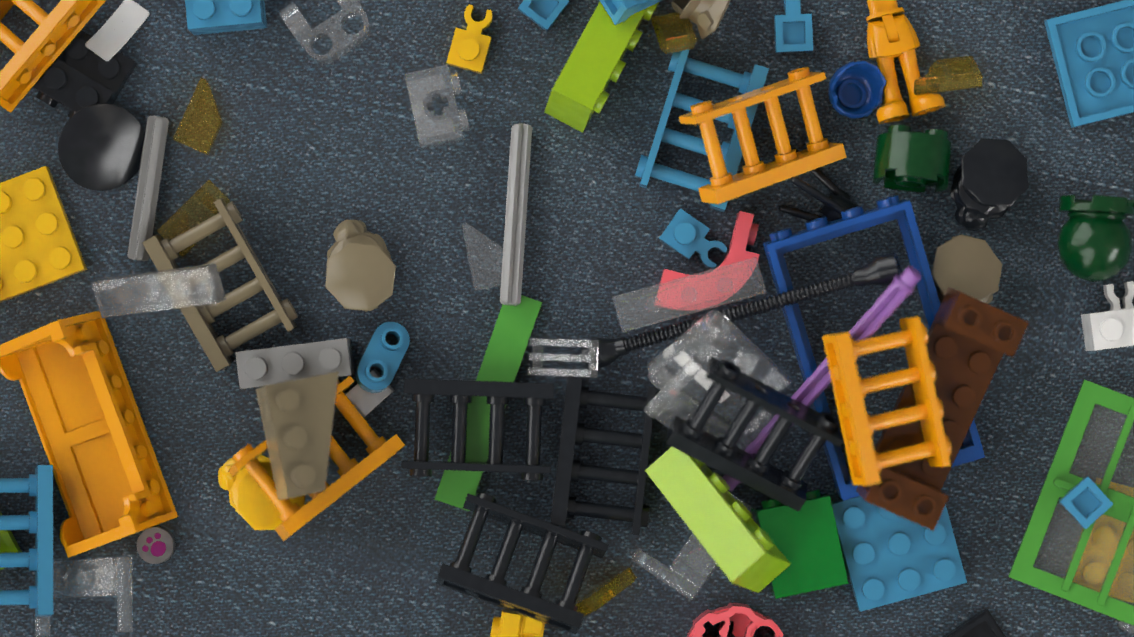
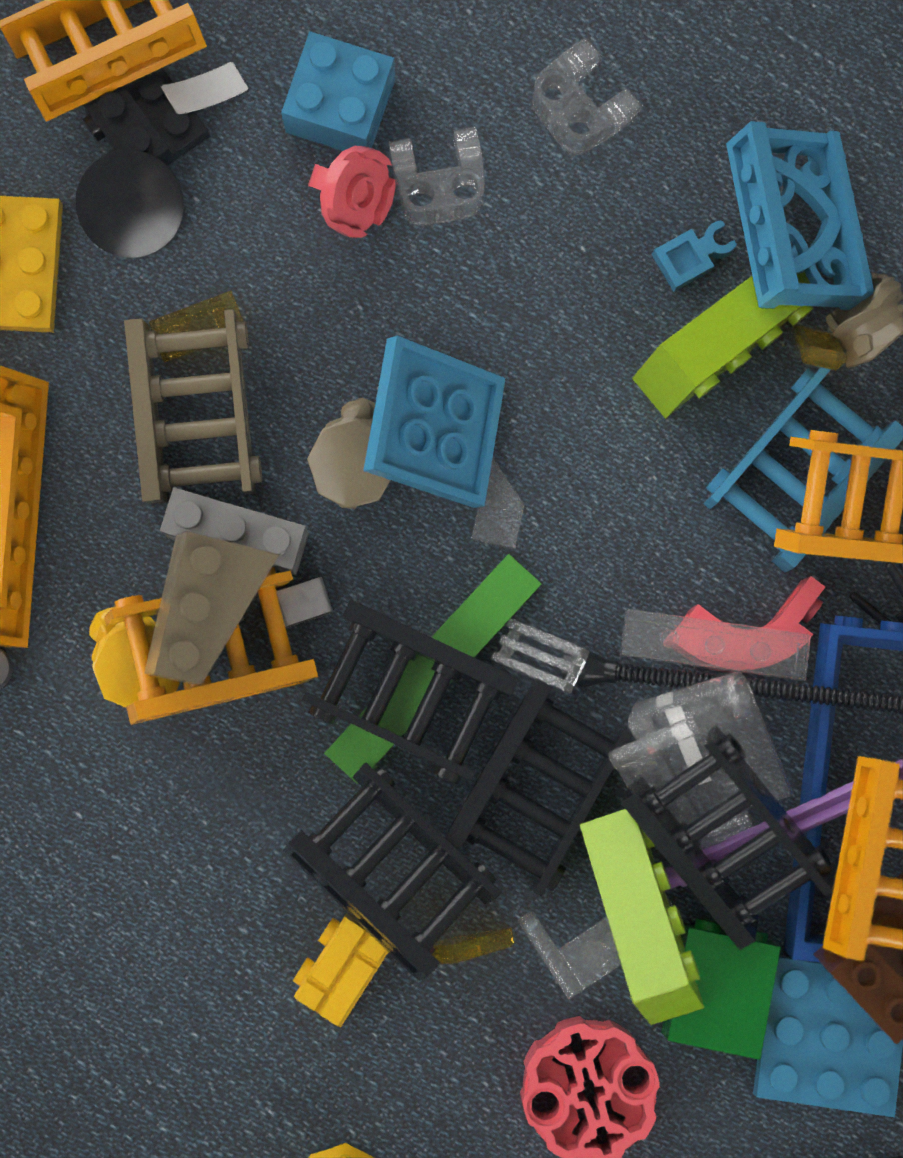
camera: 10 degrees right, 5 degrees down
(148, 186) = (162, 268): light grey axle -> none
(159, 290) = (120, 382): clear tile -> none
(200, 121) = (250, 225): clear yellow tile -> none
(269, 63) = (355, 190): none -> coral tile
(382, 355) = (337, 566): dark azure plate -> none
(409, 218) = (434, 423): none -> dark azure plate
(422, 89) = (517, 292): clear brick -> none
(469, 46) = (582, 270): yellow plate -> none
(516, 214) = (554, 474): light grey axle -> none
(688, 236) = (735, 580): dark azure plate -> none

